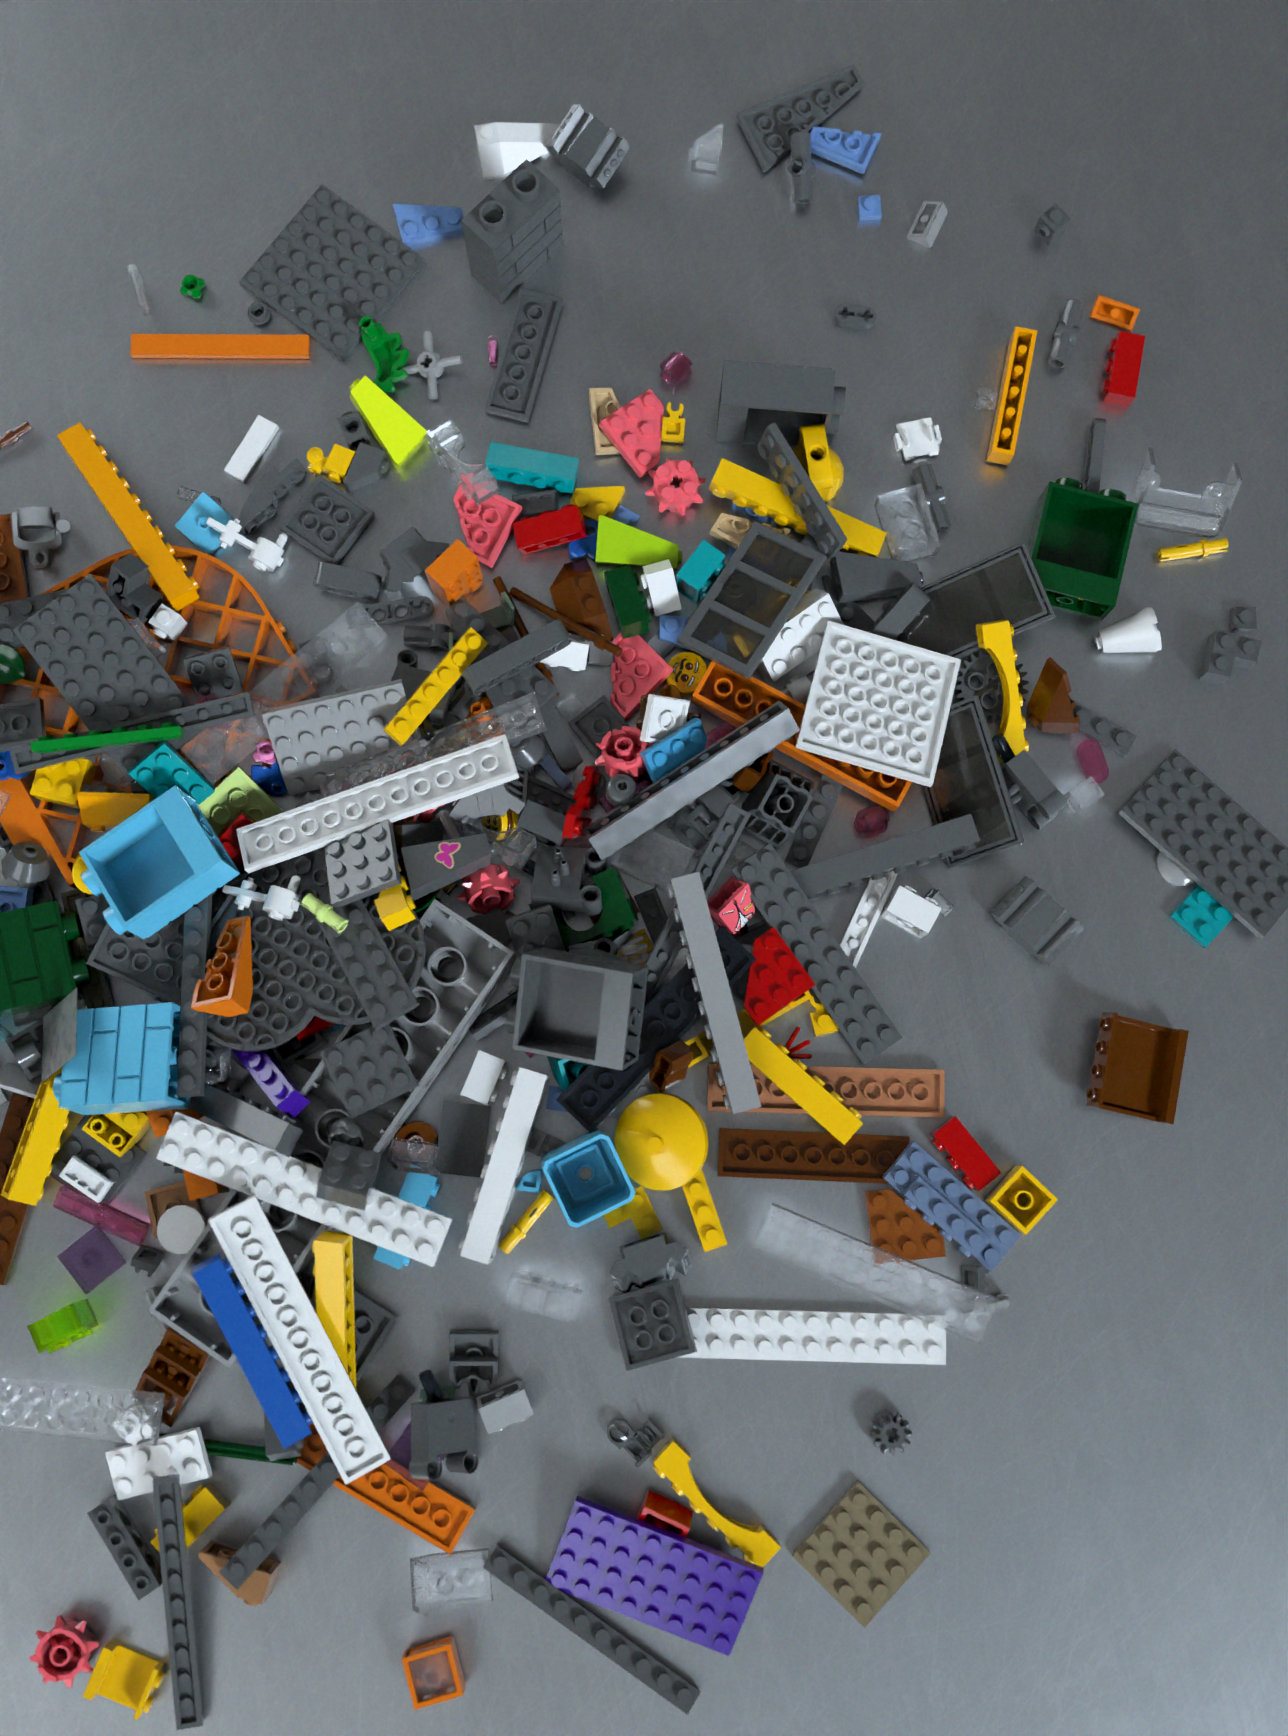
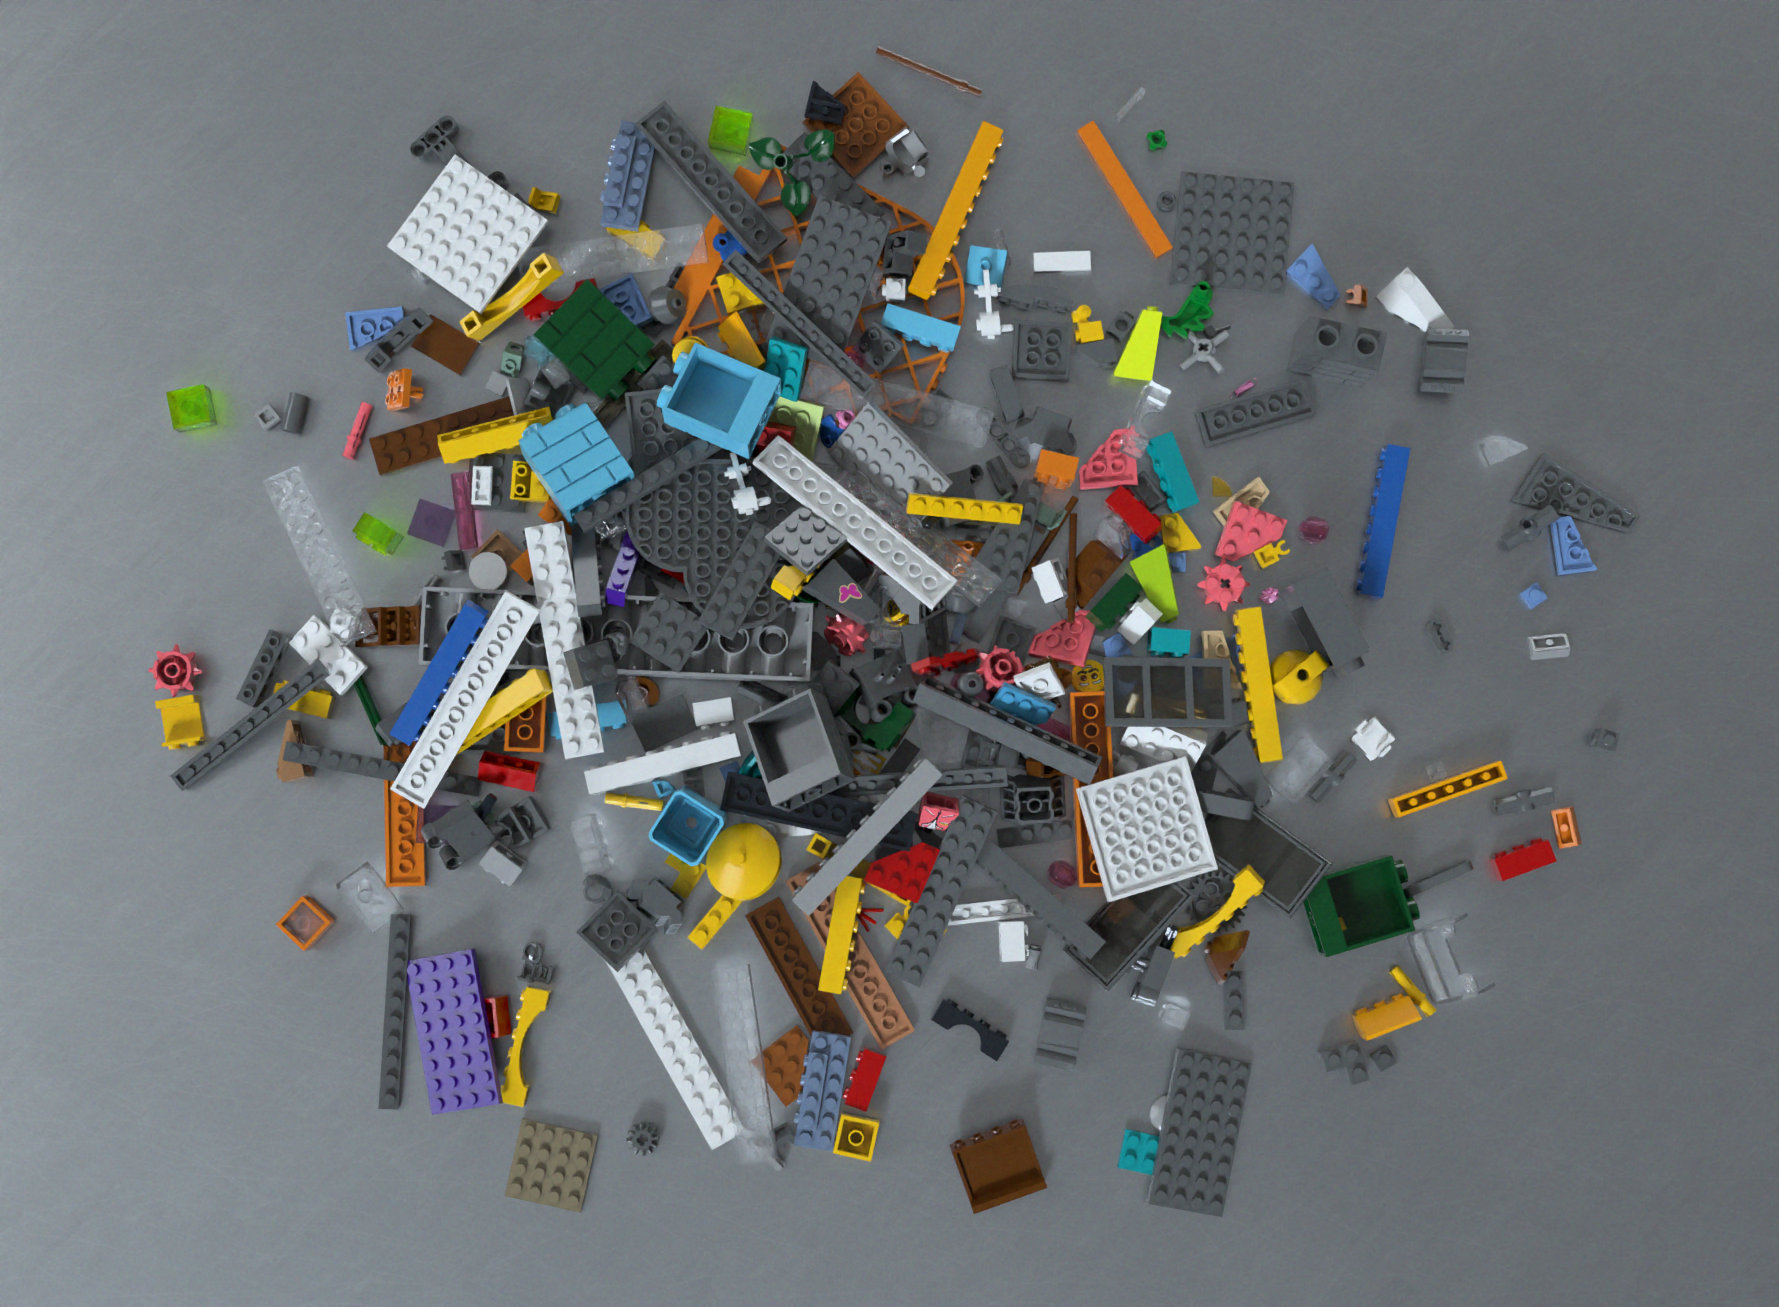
camera: 60 degrees right, 5 degrees up
(19, 1026) = (555, 373): none -> clear bracket
(59, 1035) = (565, 407): flat silver sticker -> none
(97, 739) = (779, 305): green plate -> none
(223, 620) = (921, 328): none -> medium azure brick
(228, 981) = (671, 498): orange wedge -> none
(324, 913) = (755, 536): yellowish green pin -> none
(377, 1289) = (528, 729): none -> orange brick
(409, 1338) = (509, 771): none -> red brick
(417, 349) = (1211, 332): none -> dark grey hand
(473, 190) = (1360, 296): none -> orange tile
(517, 657) = (1021, 551): dark grey beam -> none
(558, 560) = (1114, 535): none -> clear slope
(577, 434) = (1220, 488): none -> clear yellow tile
(580, 1322) = (607, 891): none -> dark grey piece
(670, 1066) = (799, 837): reddish brown brick -> none
(708, 299) = (1383, 521): none -> blue brick
(714, 450) = (1269, 595): none -> bright pink plate
(801, 491) = (1270, 676): dark grey plate -> none
(950, 1024) = (949, 1015): none -> black arch
(1093, 760) = (1205, 1008): clear pink tile -> none
(1131, 634) = (1316, 981): white cone -> none
(1206, 589) = (1385, 1016): none -> light orange slope

